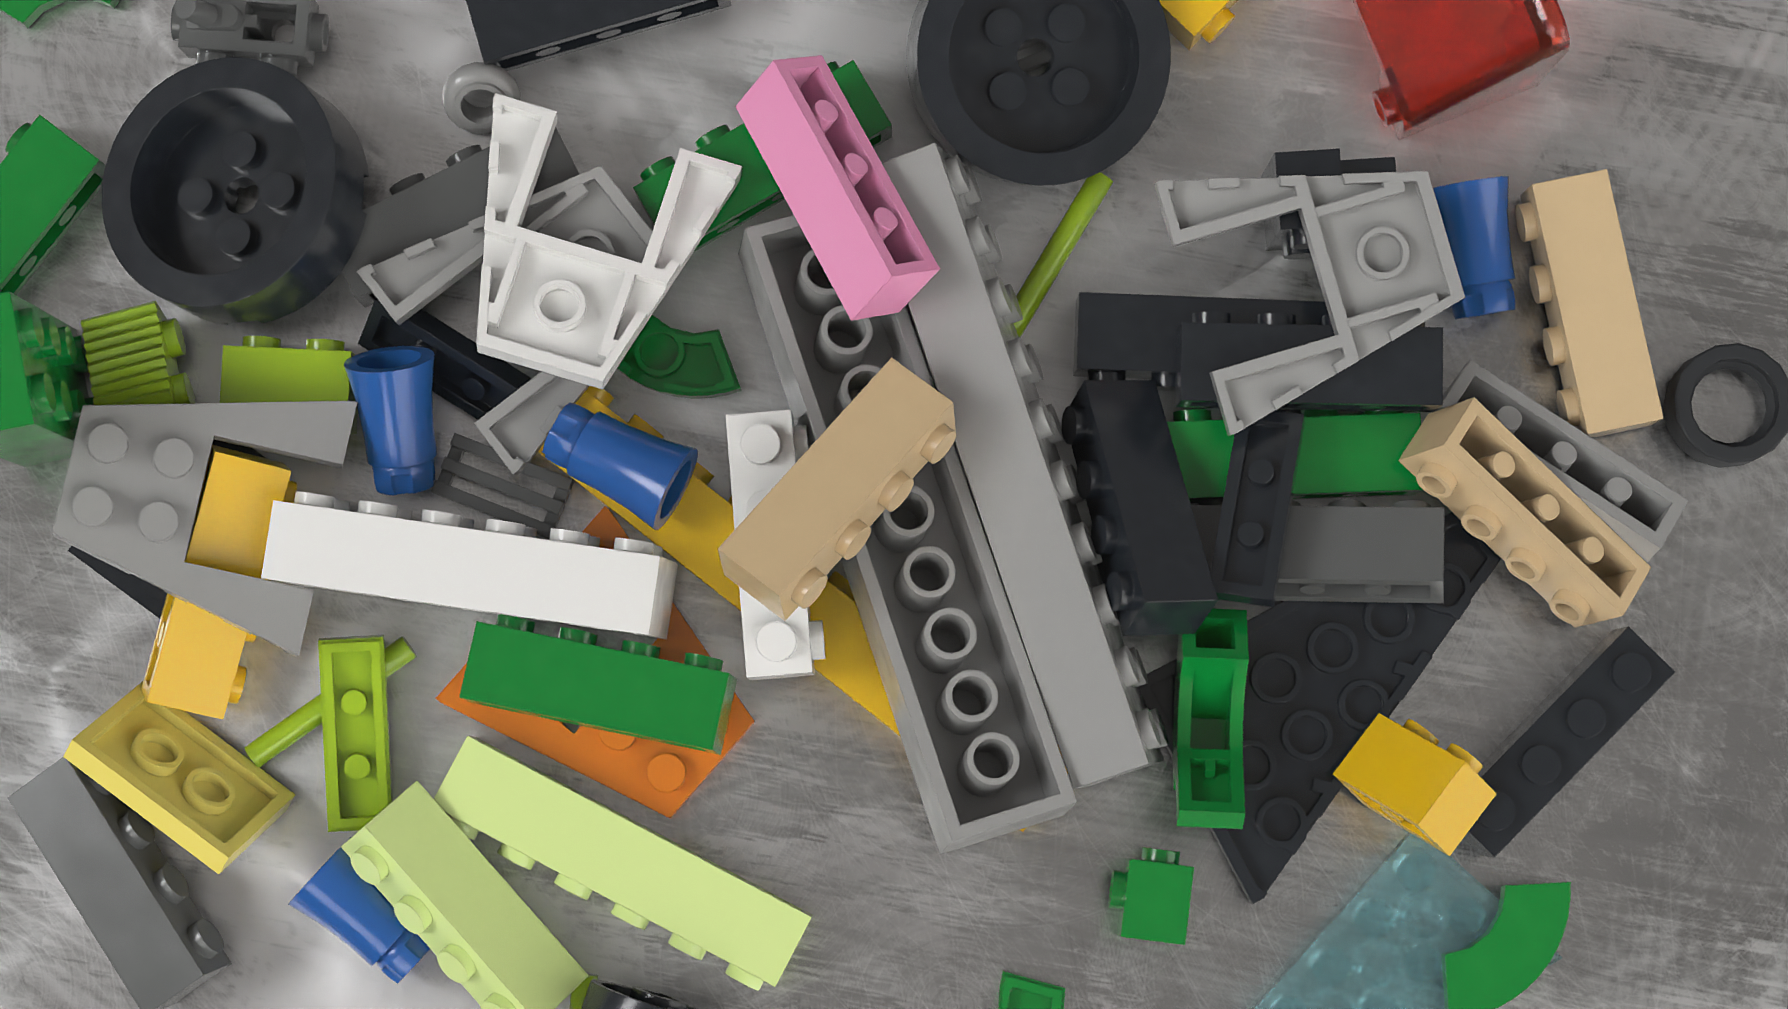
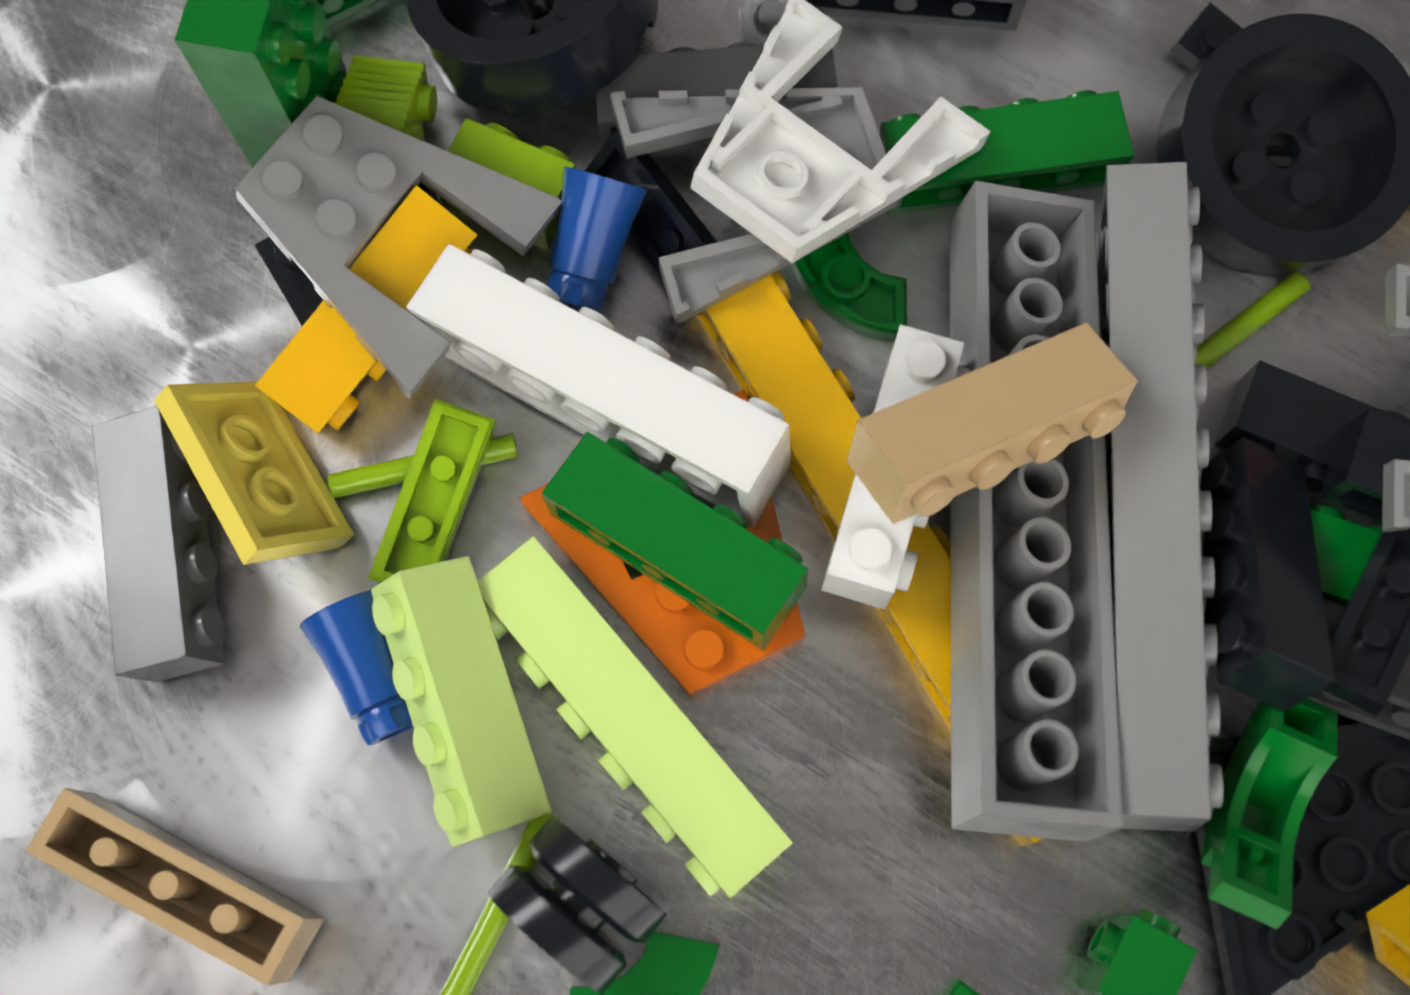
camera: 20 degrees right, 10 degrees down
(452, 466) = (638, 291): dark grey tile -> none
(622, 462) = (782, 339): blue plant -> none
(836, 187) = (1080, 170): bright pink brick -> none

